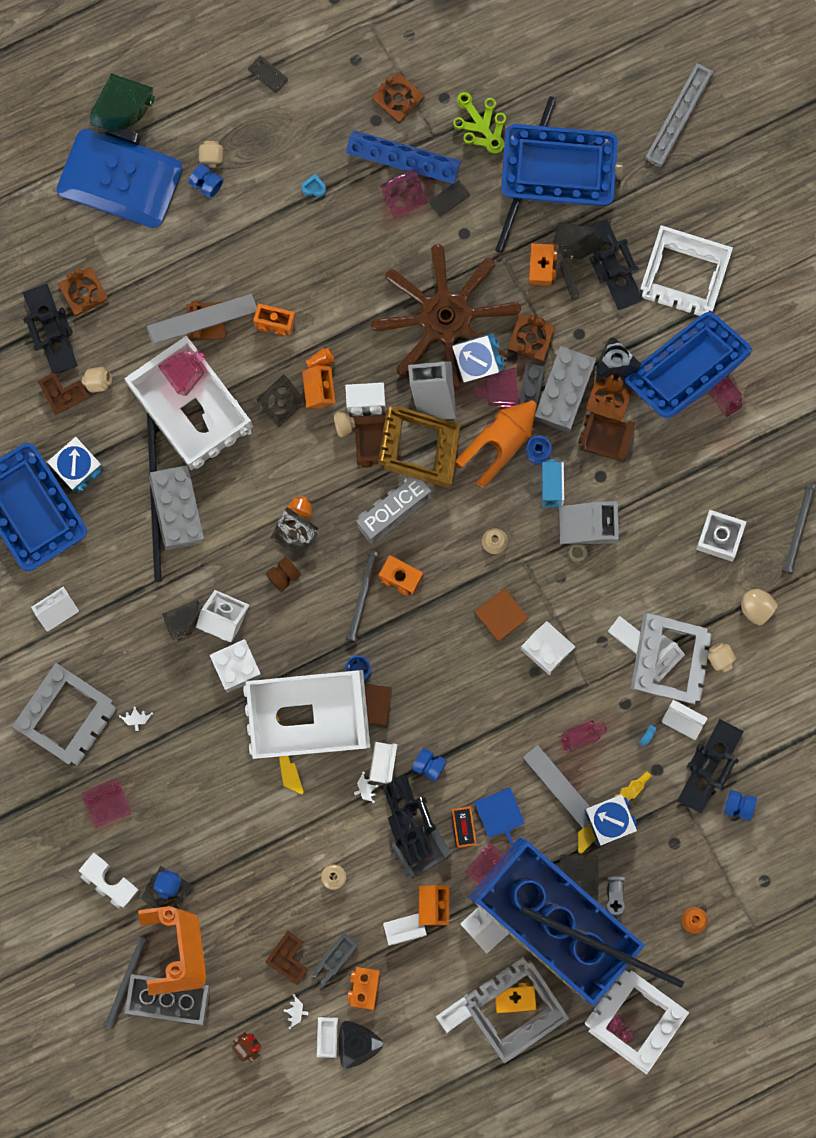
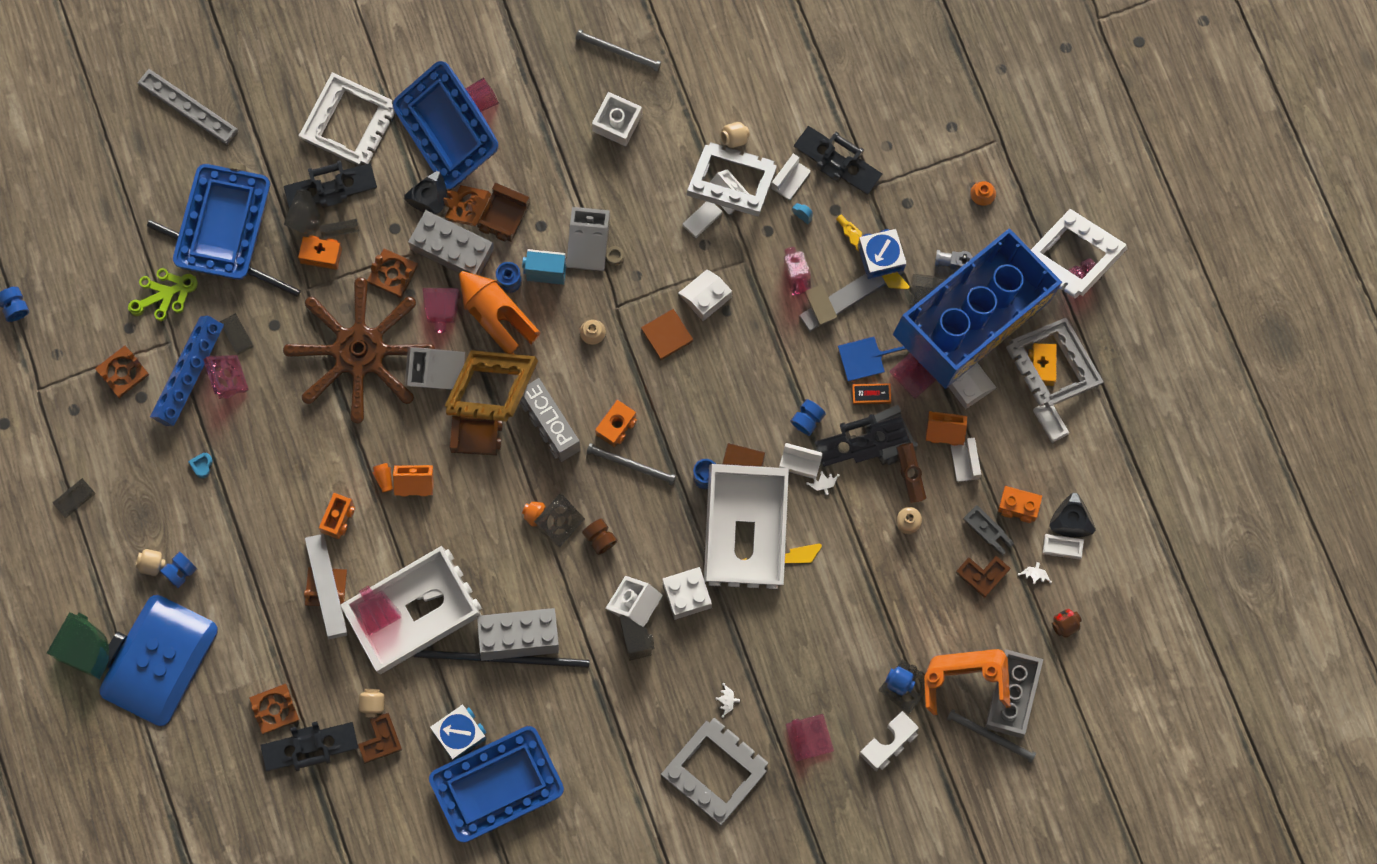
camera: 90 degrees left, 5 degrees down
(55, 609) = (604, 769): white panel -> none
(298, 400) = (427, 510): clear smoke piece -> none
(343, 424) = (454, 460): tan cone -> none
(365, 399) = (433, 434): white brick -> none
(372, 877) = (913, 484): none -> reddish brown piece
(478, 357) = (407, 320): piece -> none
(531, 383) = (438, 277): dark grey hinge -> none
(549, 765) = (821, 305): none -> dark tan tile
(602, 947) = (1008, 265): black piece -> none
(740, 805) = (880, 133): blue wheel -> none
(758, 606) = (690, 95): tan piece -> none

